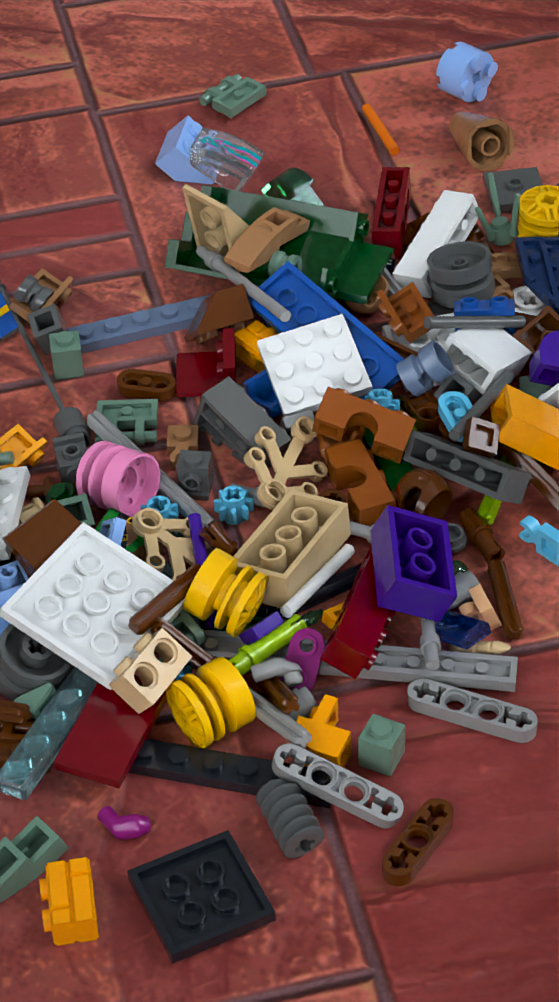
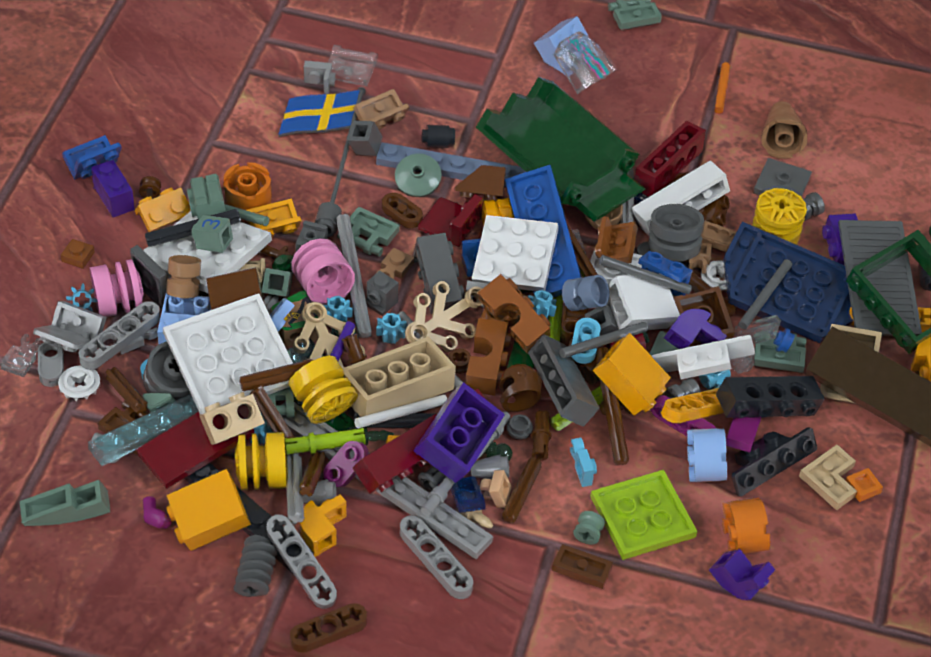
camera: 25 degrees right, 5 degrees up
(33, 293) = (370, 105): dark grey wheel -> none
(66, 354) = (363, 162): sand green brick -> none
(71, 901) = (82, 547): light orange brick -> none
(126, 296) = (438, 136): none -> black brick
(134, 353) = (418, 184): none -> sand green dish
(189, 785) = (207, 510): none -> light orange brick
(201, 896) = (164, 588): black plate -> none
(212, 221) = (527, 119): tan slope -> none
(216, 262) = (509, 142): light grey bar -> none
(261, 628) = (333, 426): dark purple tile -> none
(264, 238) = (549, 138): medium nougat slope -> none
(278, 667) = (320, 459): light grey arm -> none
(279, 258) = (559, 167): sand green wheel -> none
(292, 185) = (613, 108): clear green brick -> none
(381, 745) = (353, 549): sand green brick -> none
(406, 629) = (433, 476): none -> dark grey bush
(466, 72) = (815, 70): light blue brick -> none
(481, 437) = (581, 364): tile -> none
(501, 231) = (743, 209): sand green plant -> none

